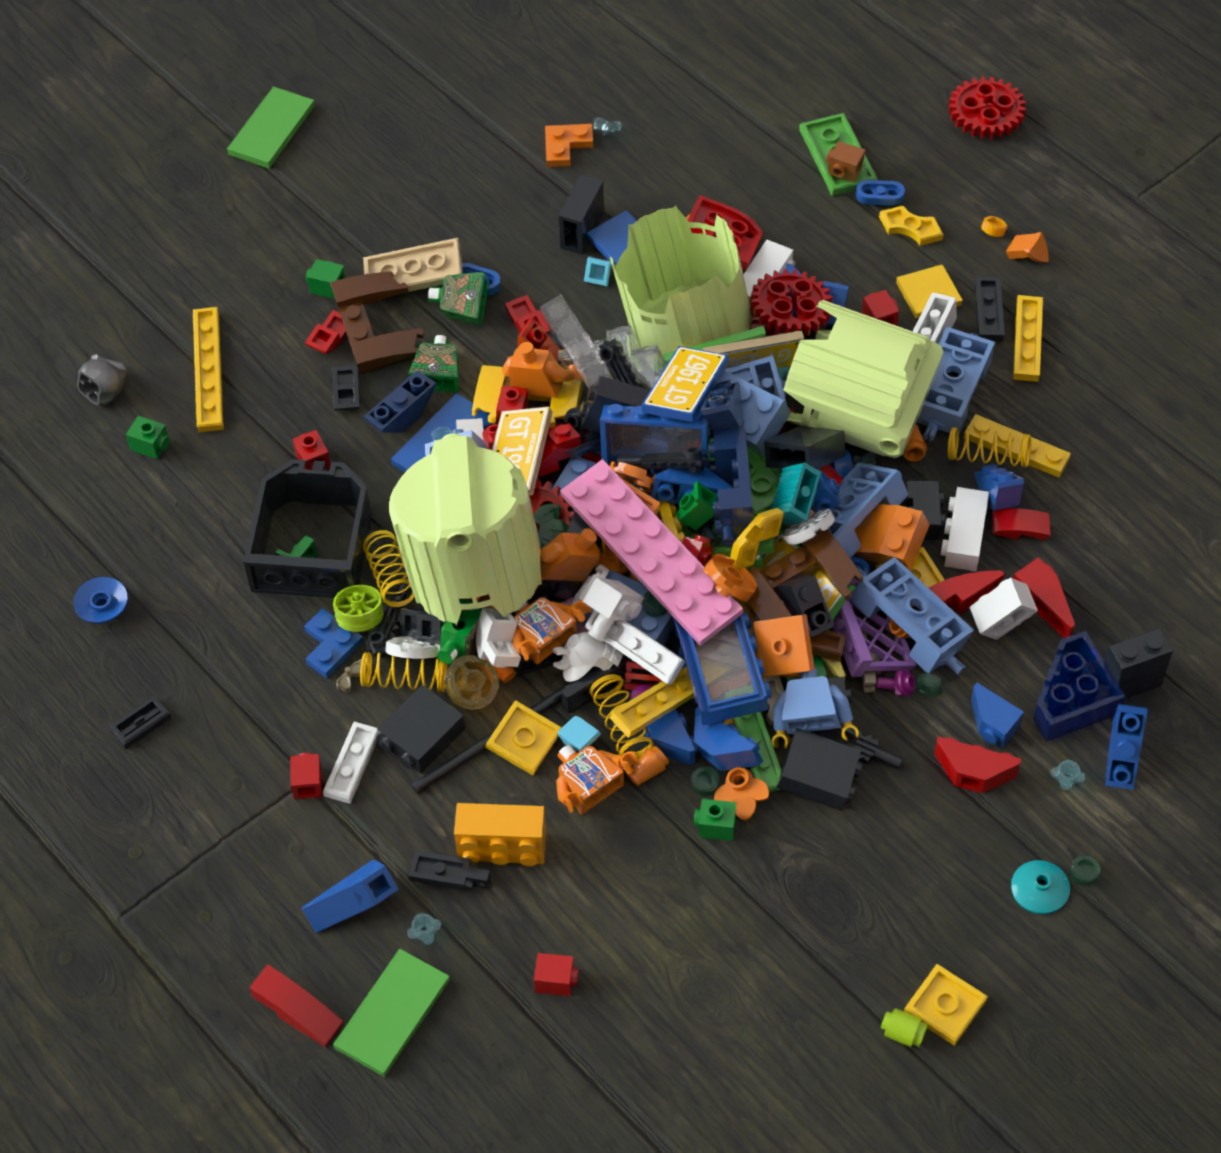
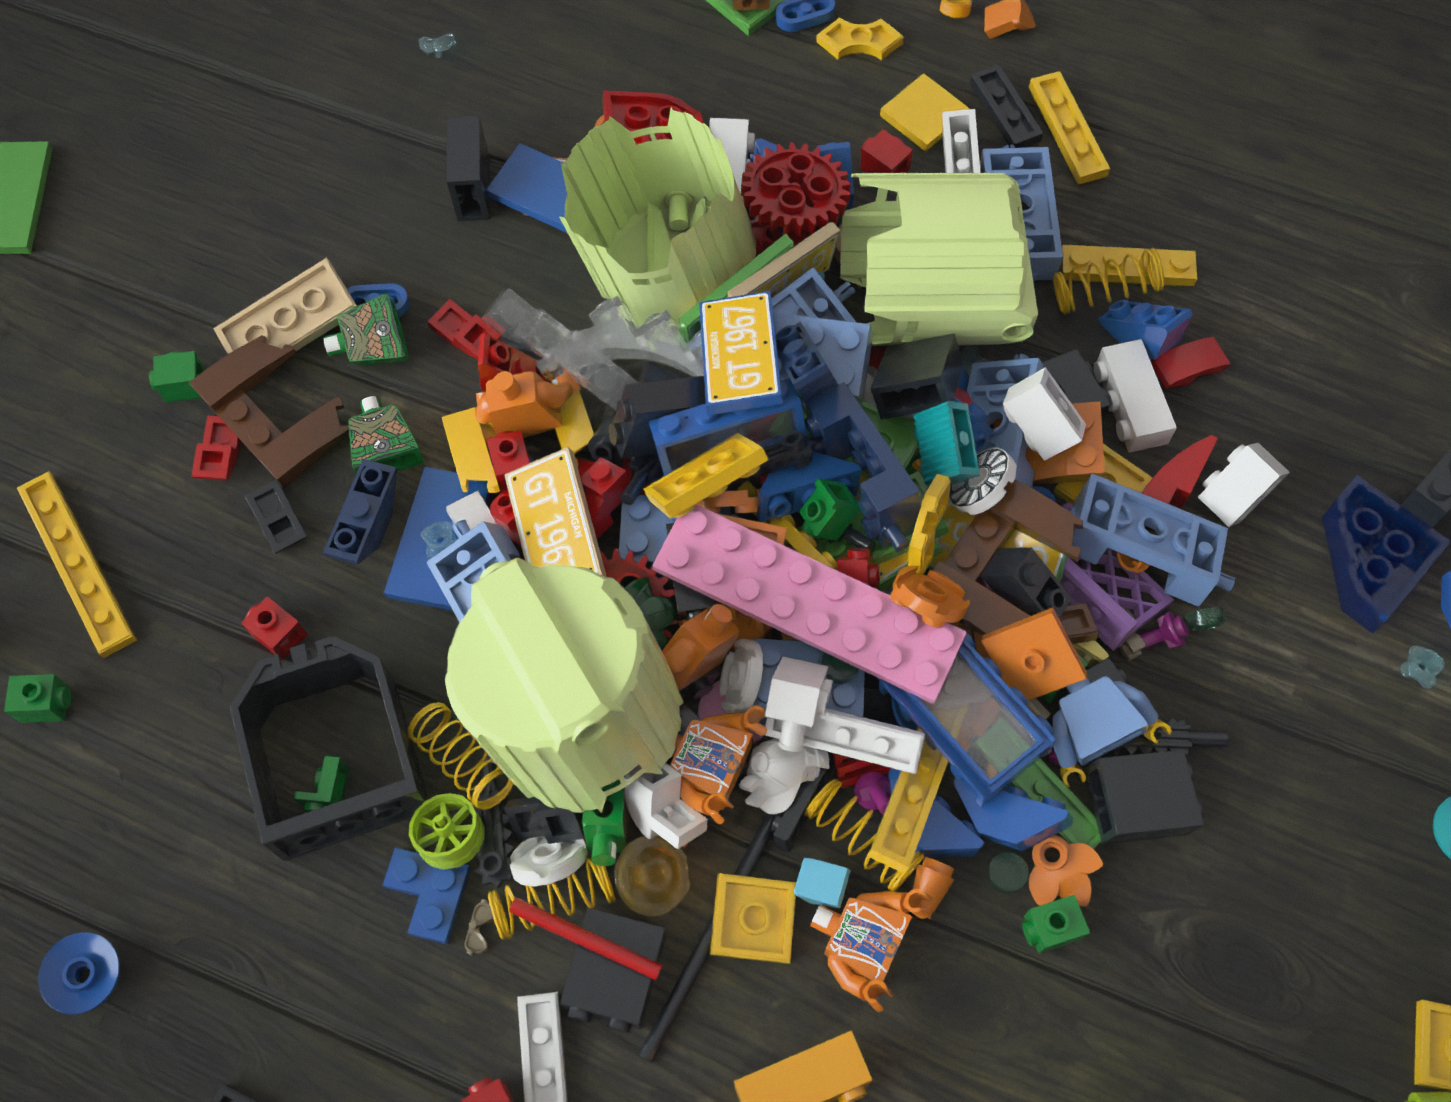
camera: 25 degrees left, 10 degrees up
(411, 697) = (585, 938): none -> red bar
(562, 139) = (392, 78): orange plate -> none
(597, 271) = (522, 235): medium azure slope -> none
(615, 359) = (630, 356): black piece -> none
(623, 451) = (706, 475): none -> yellow plate
(875, 501) = (1044, 414): none -> white brick
(974, 765) = (1314, 705): red slope -> none
(994, 716) = (1301, 628): blue slope -> none
(1047, 596) = (1258, 425): red slope -> none

